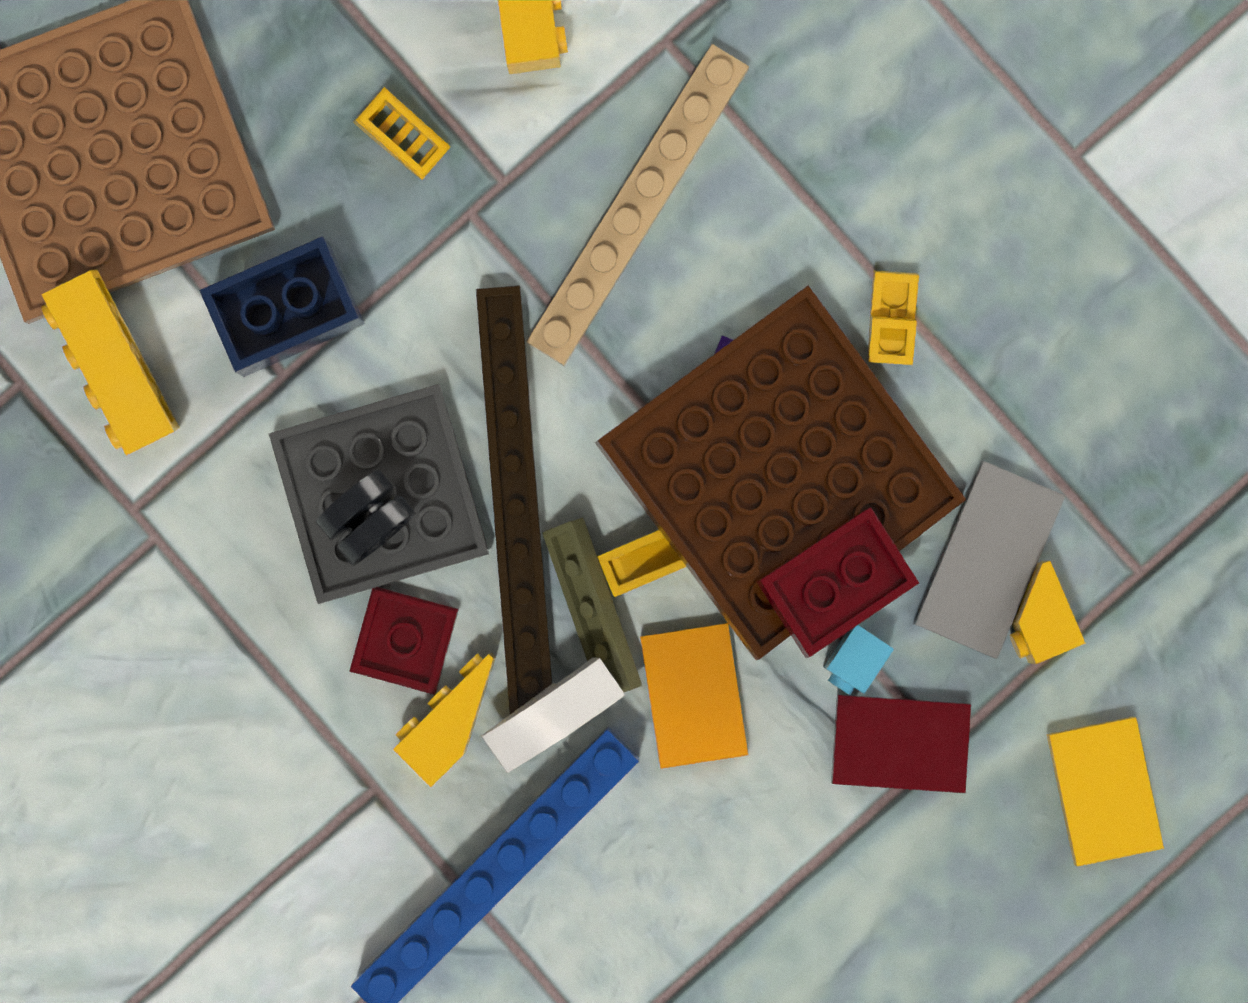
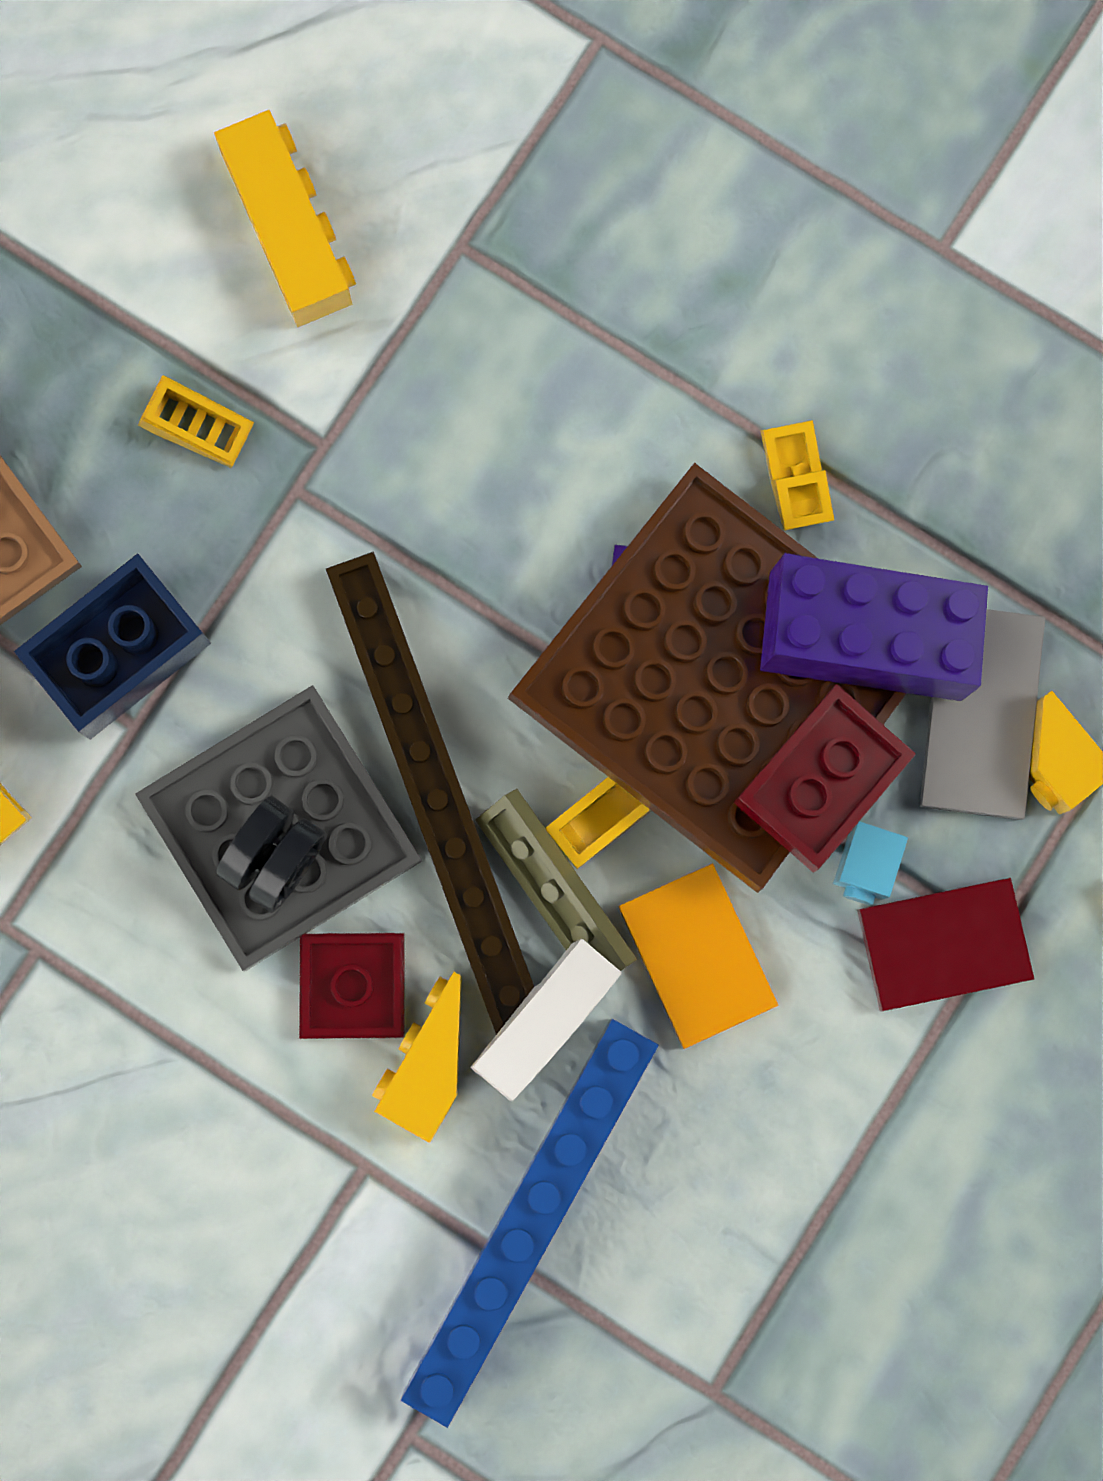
camera: 25 degrees left, 5 degrees down
(638, 205) = (479, 431): tan plate -> none
(916, 468) = (874, 627): none -> dark purple brick

